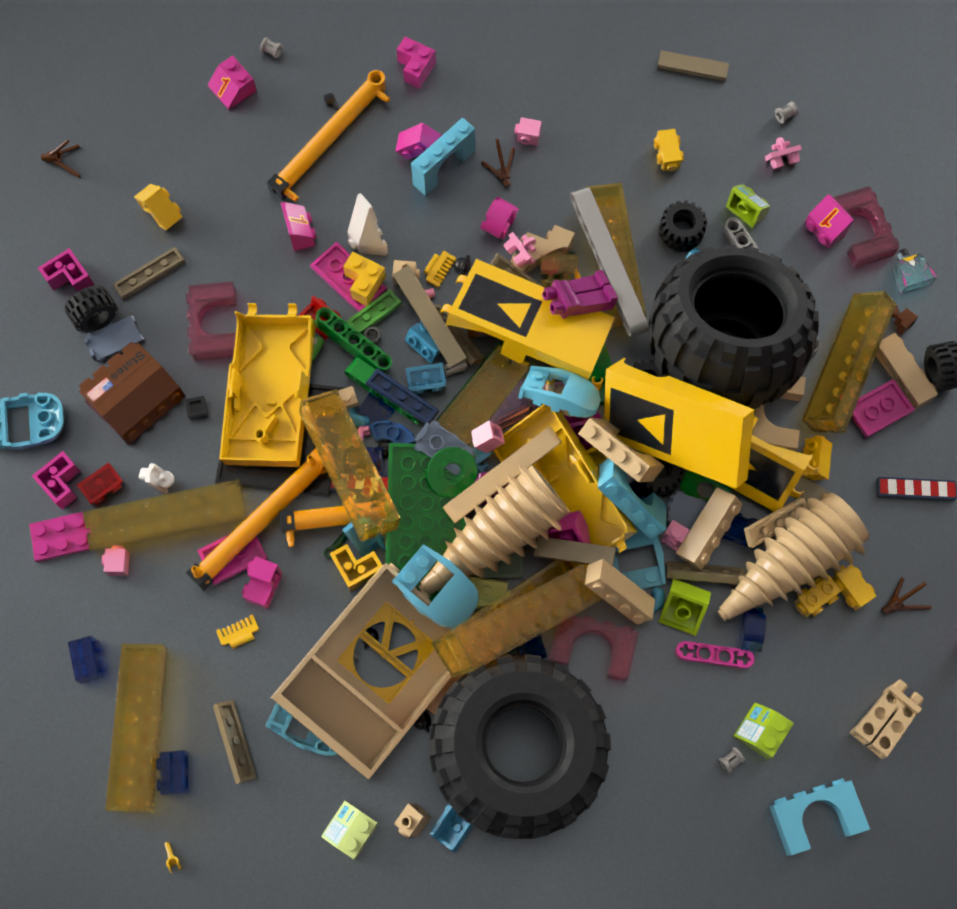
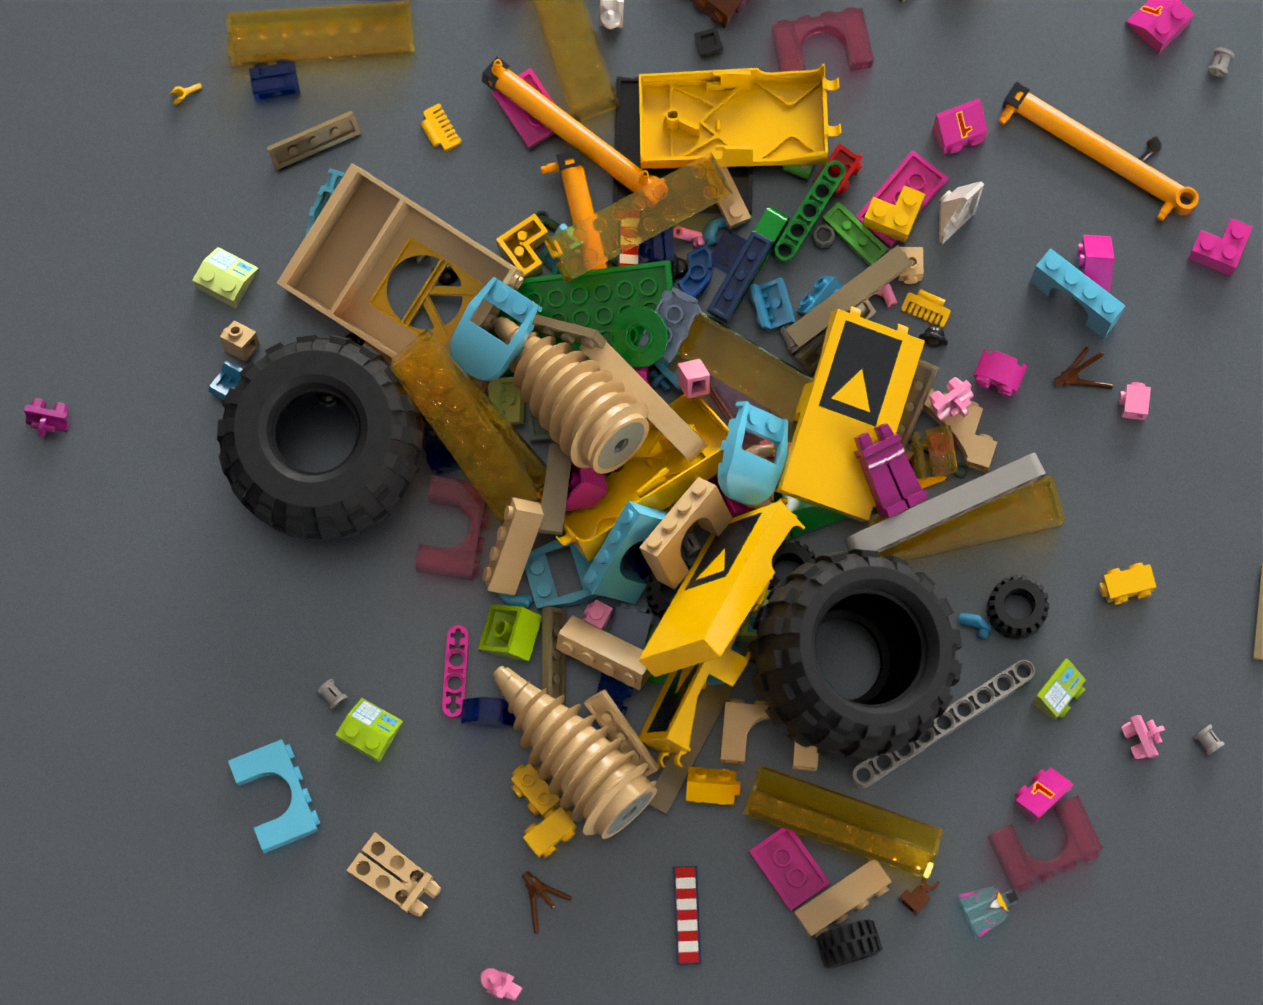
camera: 85 degrees right, 5 degrees up
(263, 582) = (497, 145): dark pink brick -> none
(445, 525) = (568, 332): none -> dark tan plate

